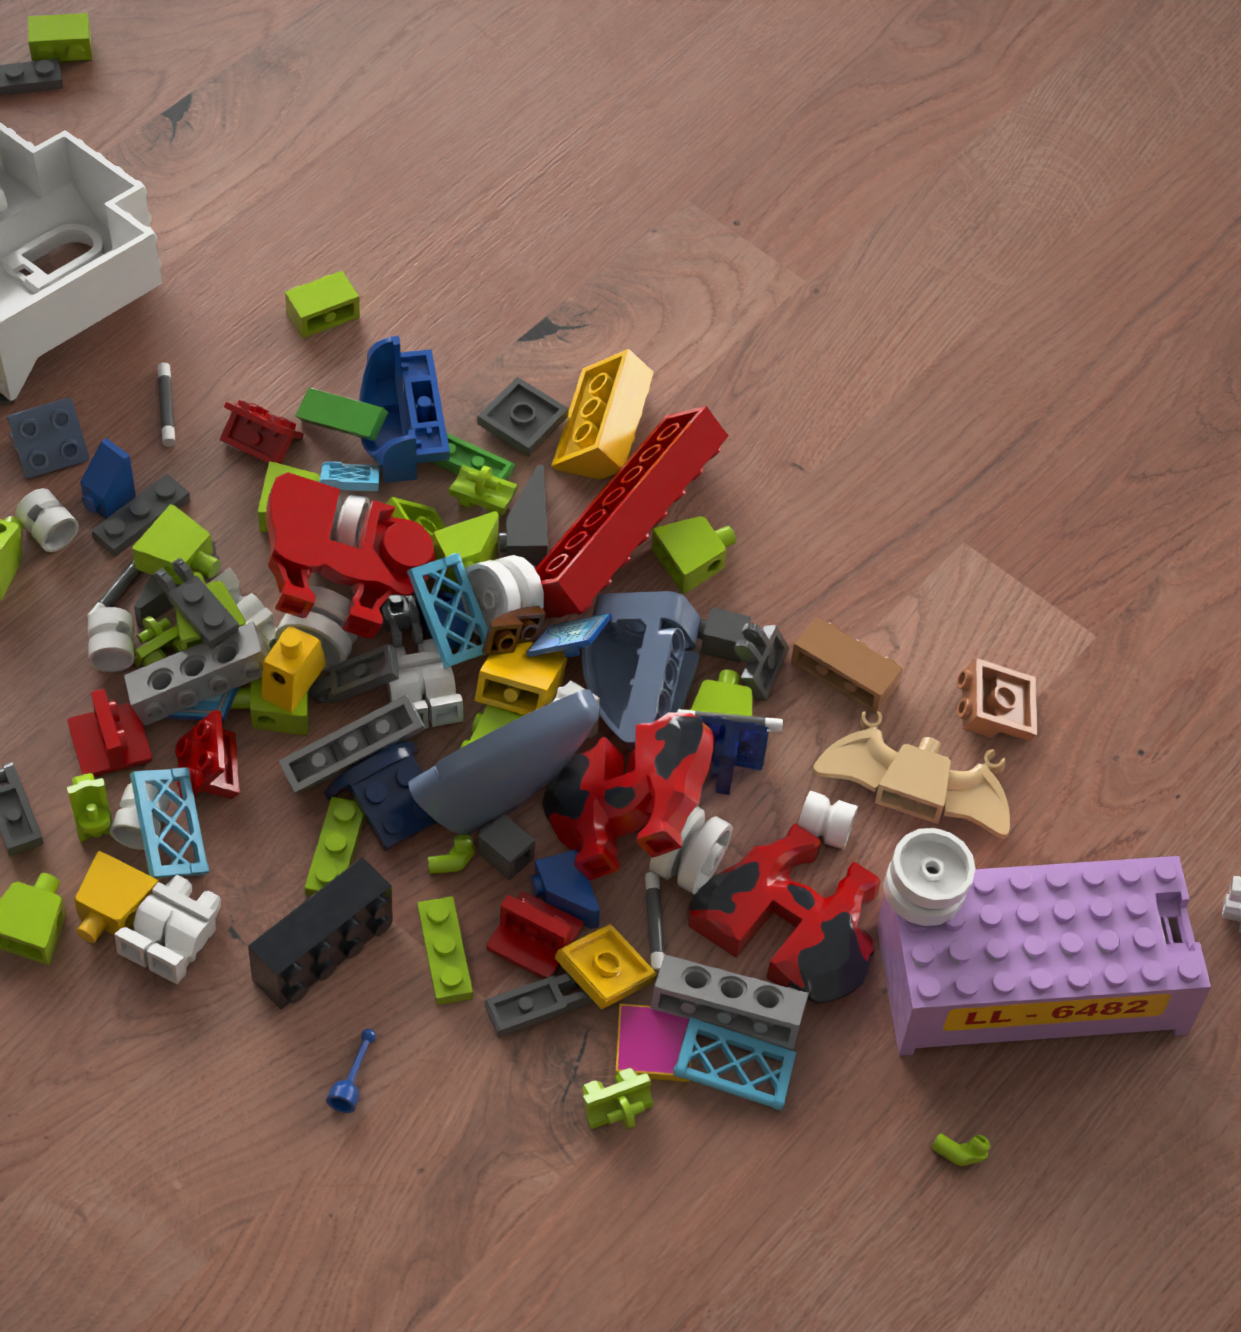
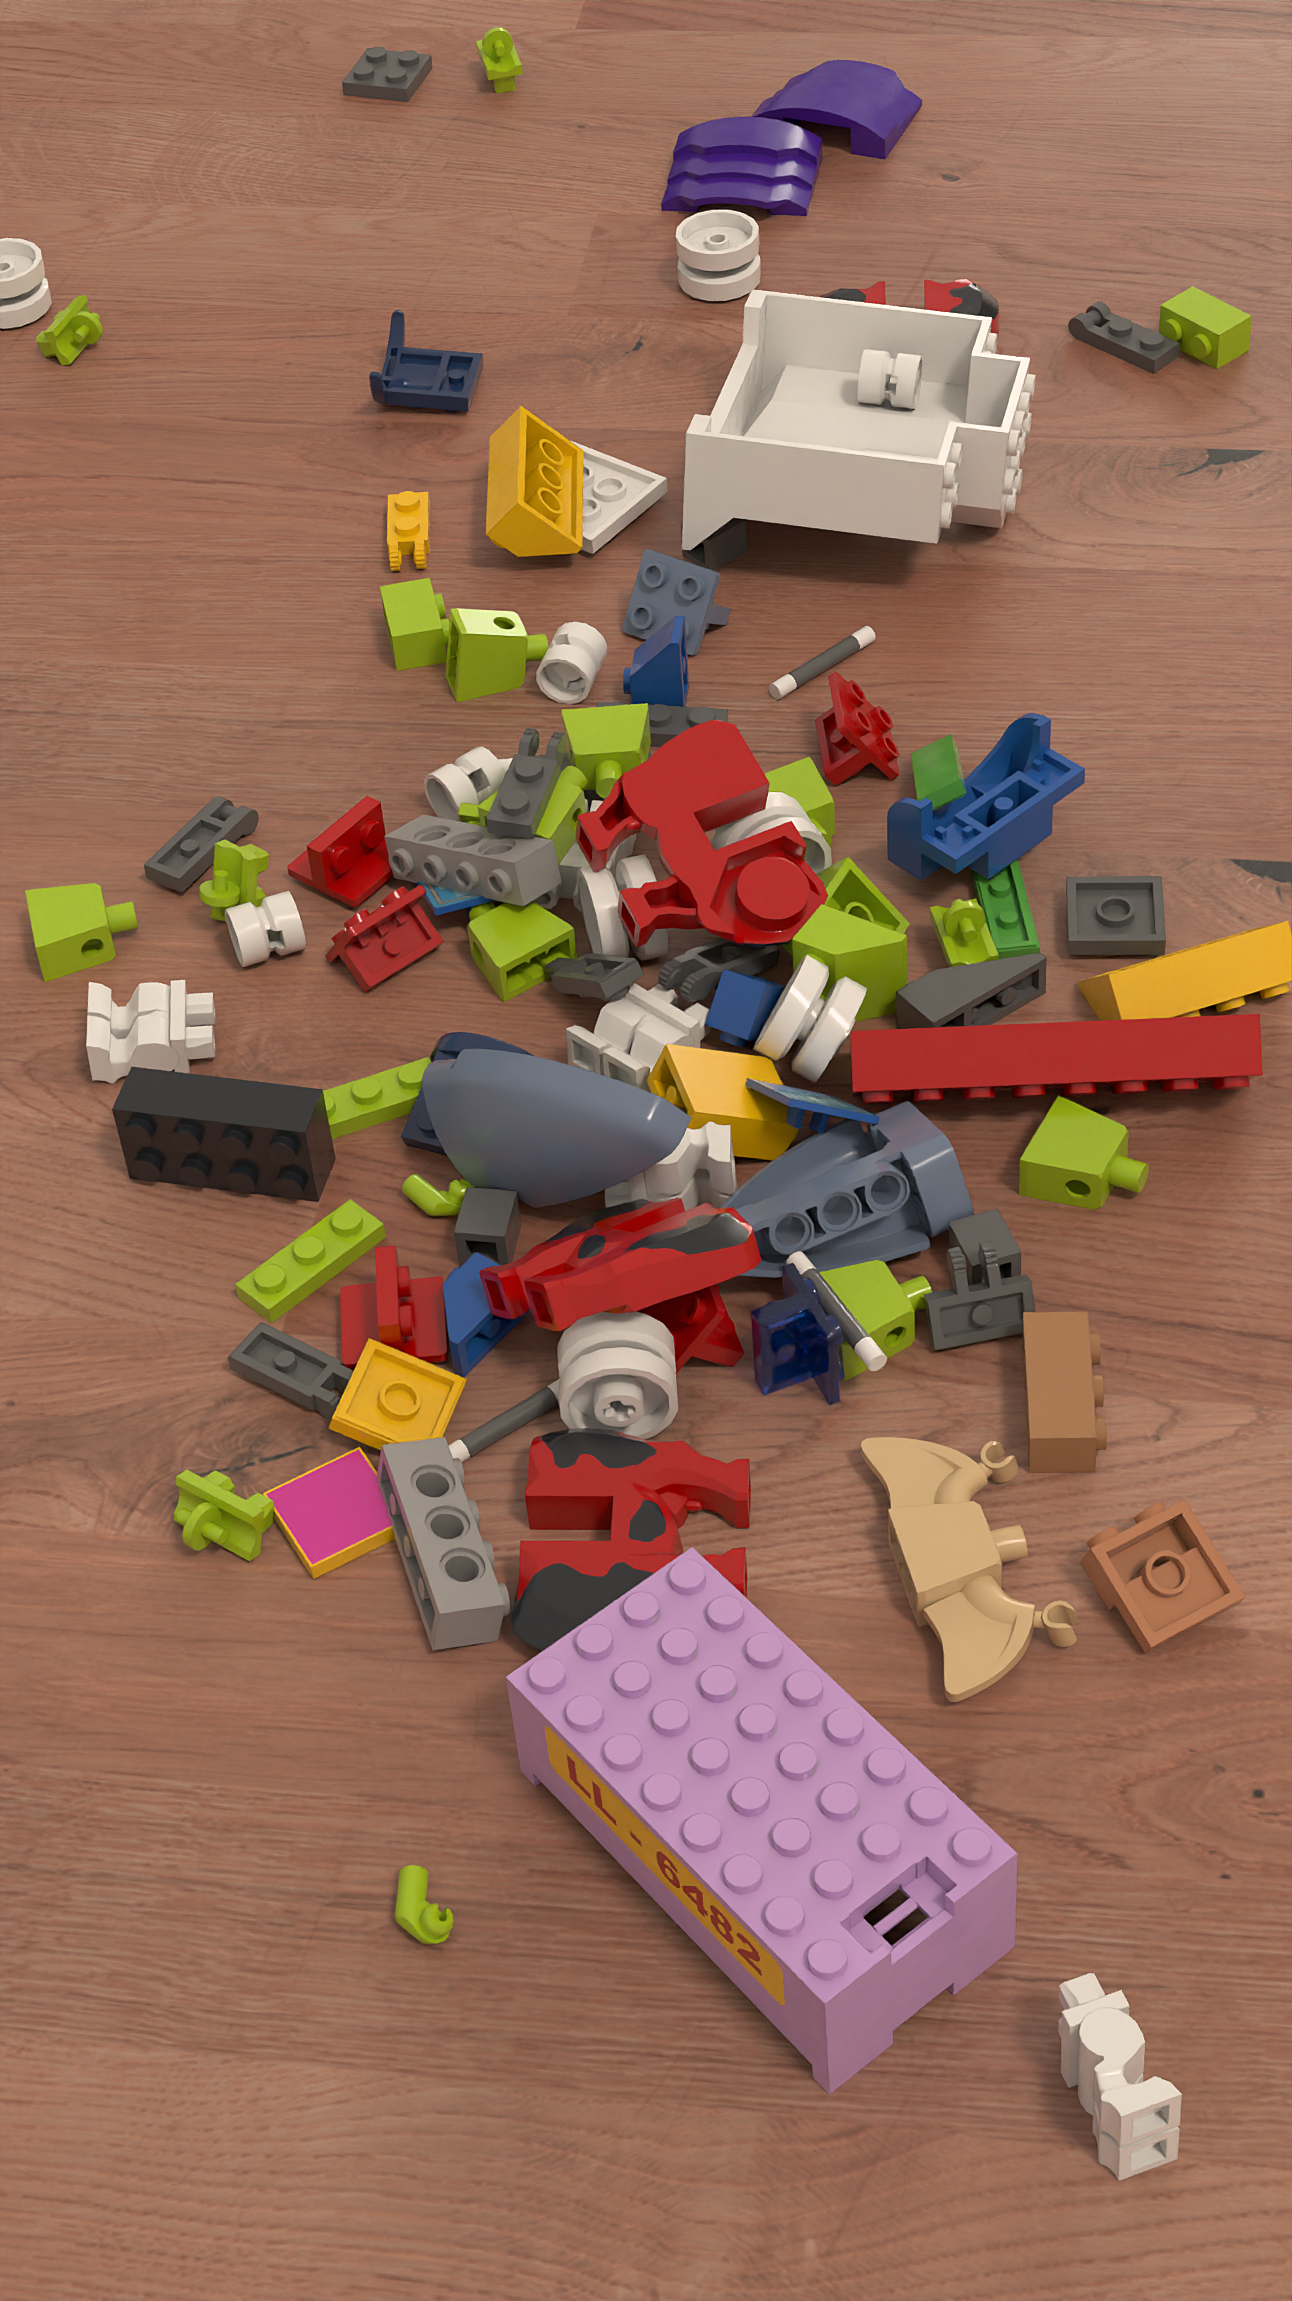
camera: 65 degrees right, 10 degrees down
(110, 896) = (144, 956): yellow torso -> none
(152, 841) = (257, 911): medium azure window -> none
(294, 660) = (532, 905): yellow torso -> none
(322, 304) = (1082, 684): lime brick -> none
(344, 1093) = (53, 1278): blue hinge -> none
(350, 476) = (839, 816): medium azure window -> none
(351, 744) = (520, 1016): light grey brick -> none
(427, 600) = (715, 948): medium azure window -> none
(512, 628) = (751, 1038): reddish brown slope -> none
(758, 1049) = (380, 1659): medium azure window -> none
(828, 820) = (794, 1494): white wheel -> none
(929, 876) = (688, 1562): white wheel -> none

